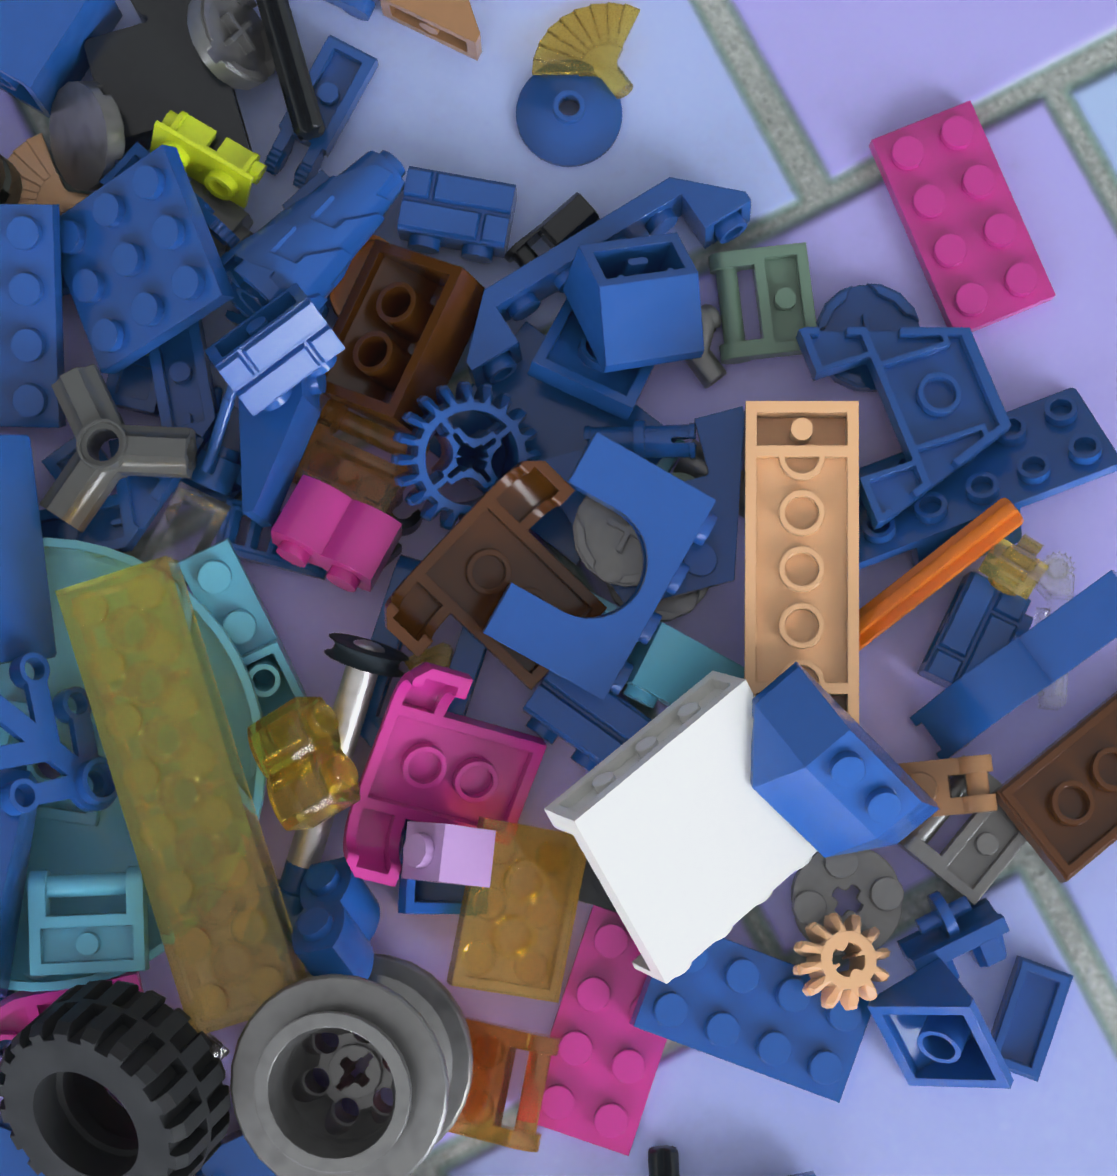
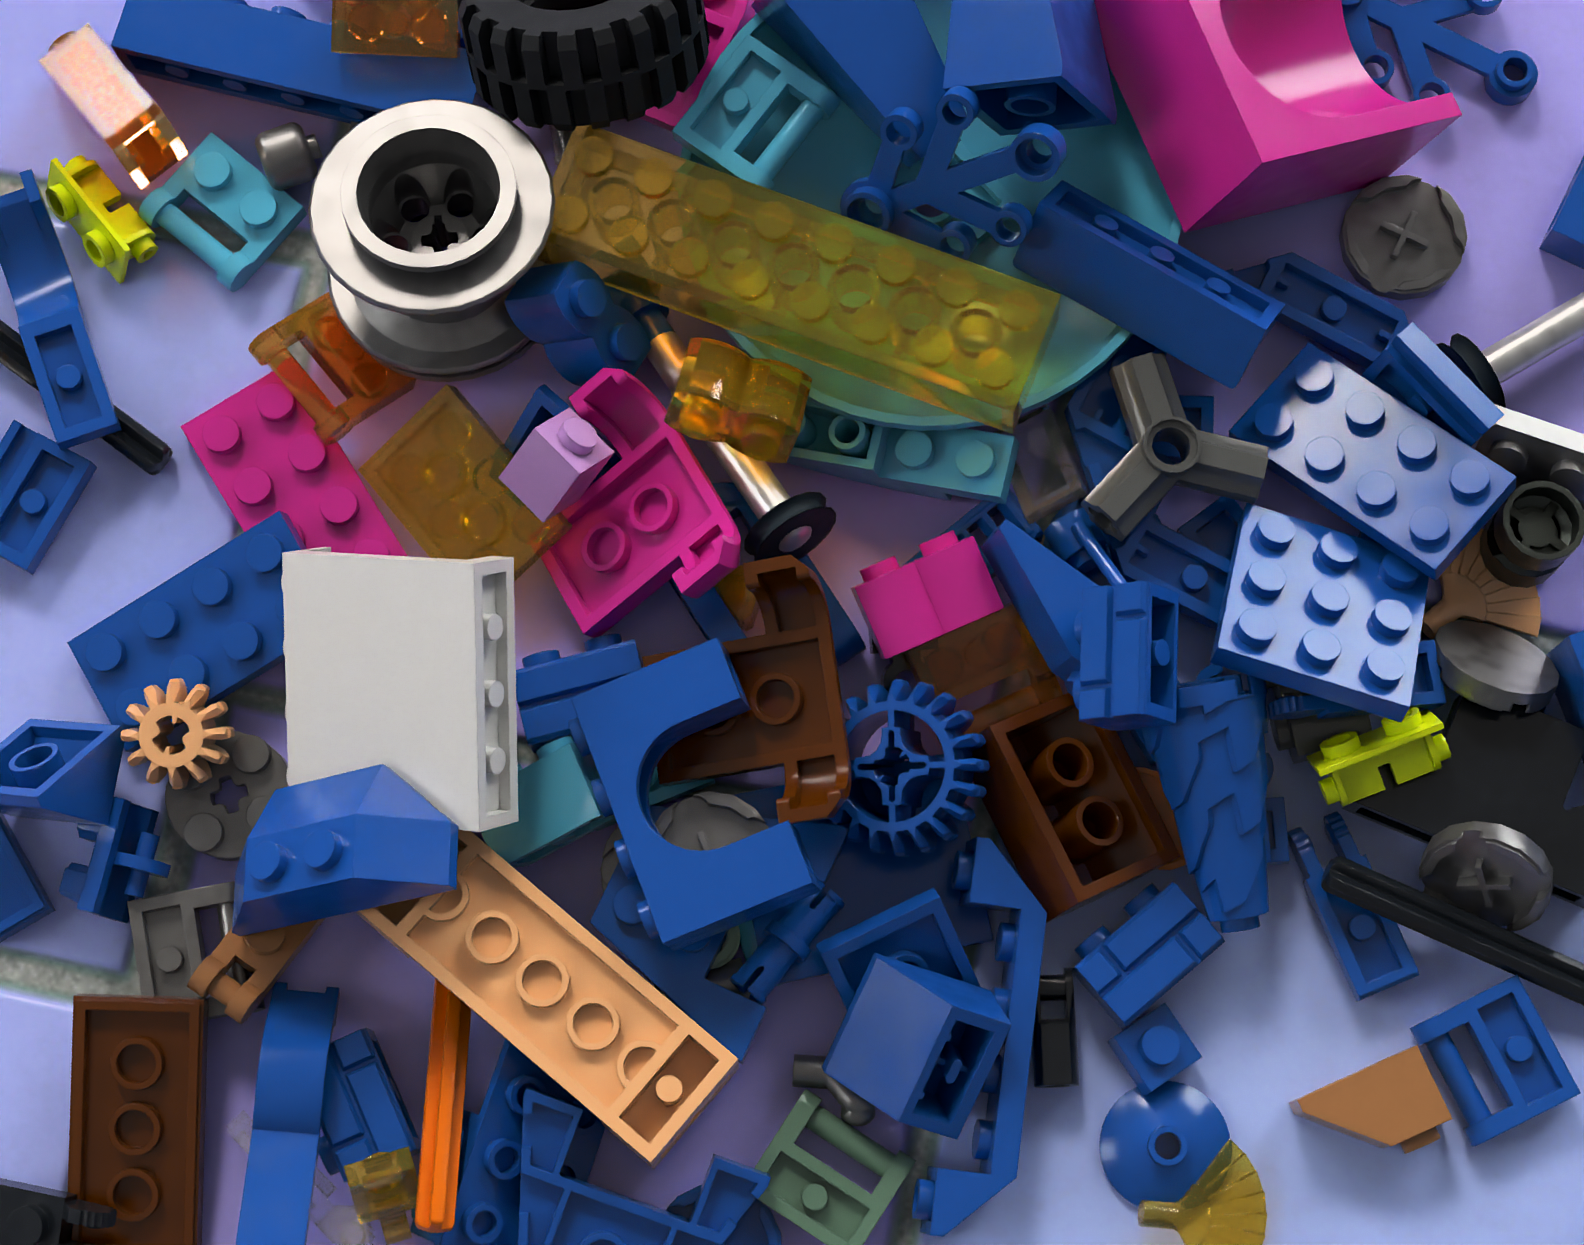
camera: 135 degrees right, 5 degrees down
(515, 162) = (1154, 1049): none -> blue plate

